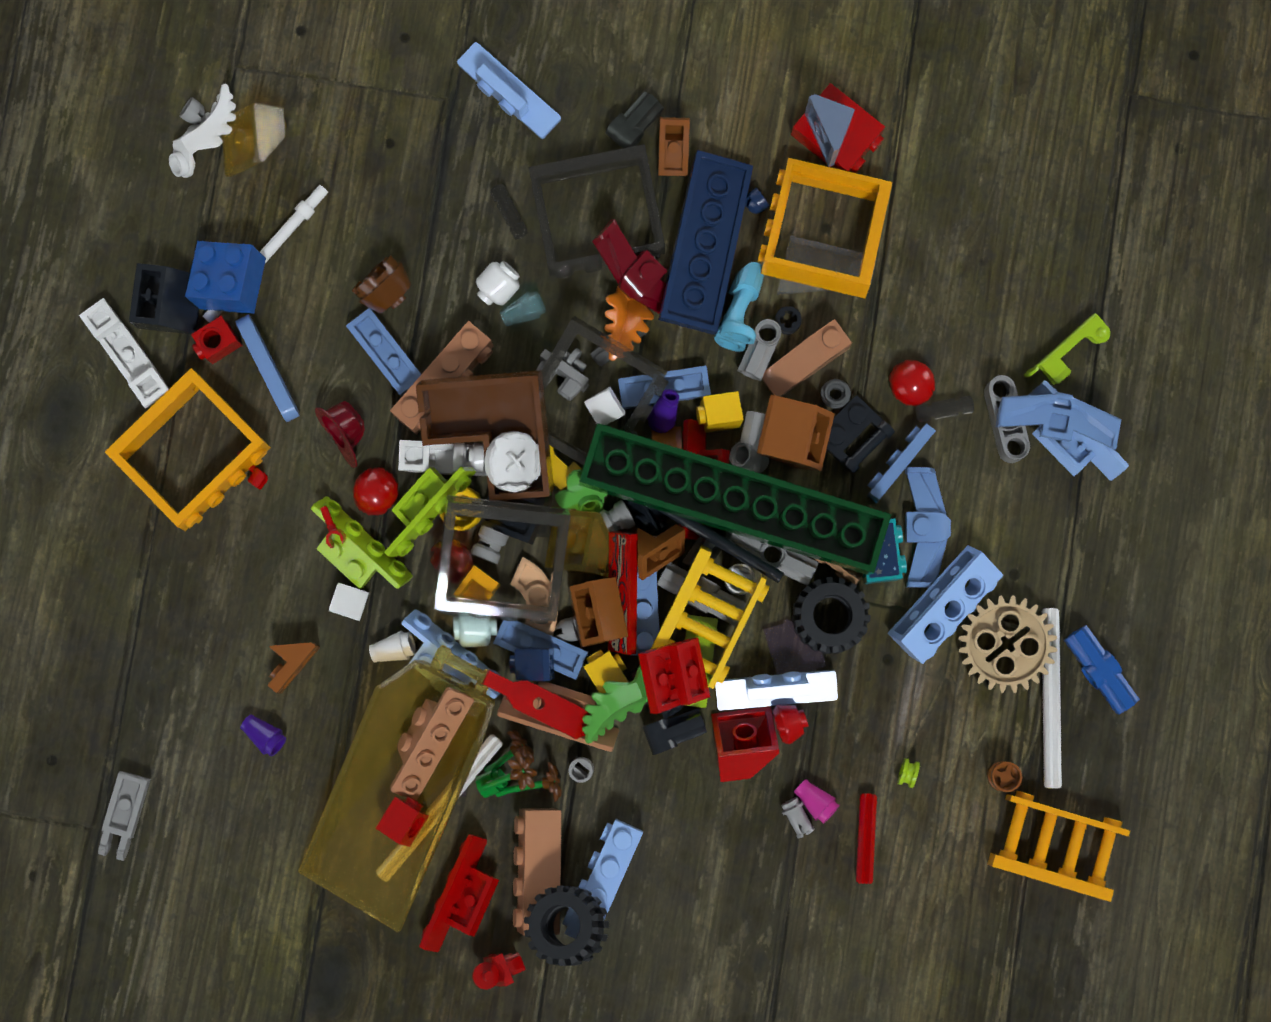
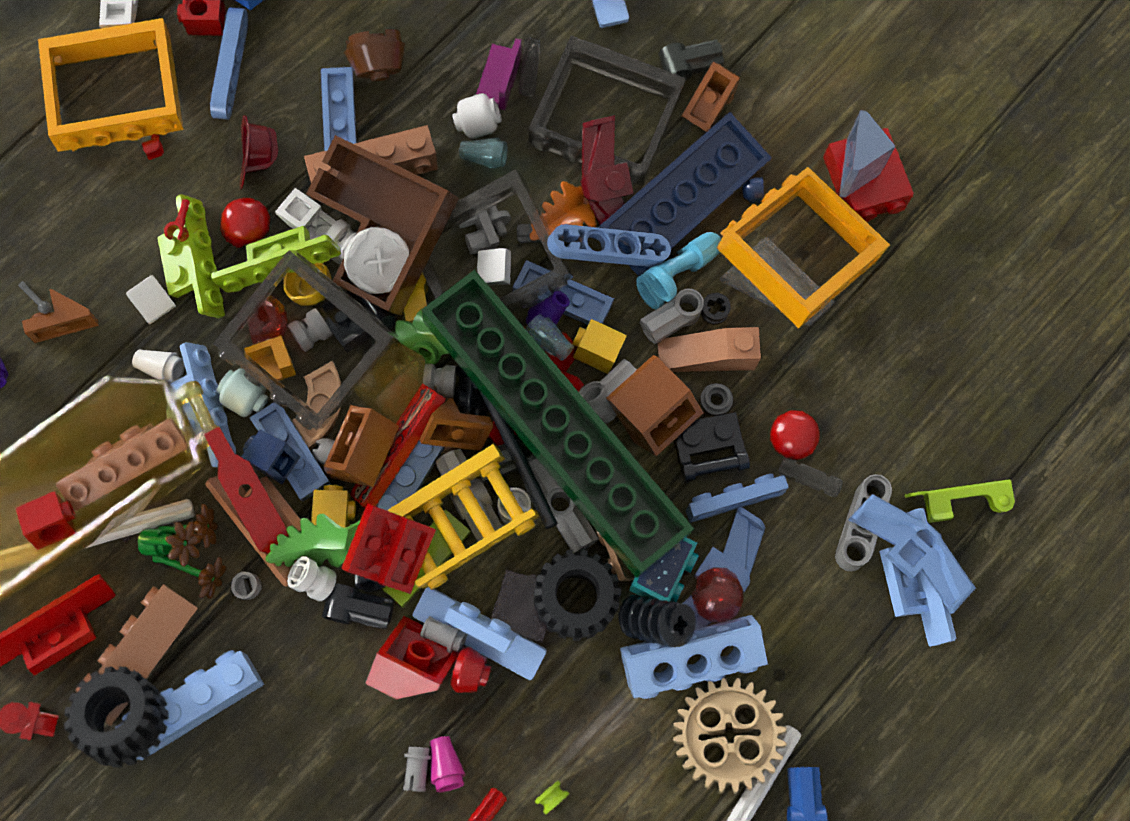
camera: 25 degrees right, 10 degrees down
(276, 663) = (43, 306): none -> dark grey hinge
(489, 234) = (500, 72): none -> magenta panel
(628, 733) = (309, 577): none -> white wheel
(680, 433) = (549, 337): none -> clear light blue cone
(682, 331) = (609, 242): none -> medium blue beam
(752, 709) = (444, 634): none -> light grey pin
(903, 597) = (657, 620): none -> black piece
(935, 547) = (718, 595): none -> clear red hair

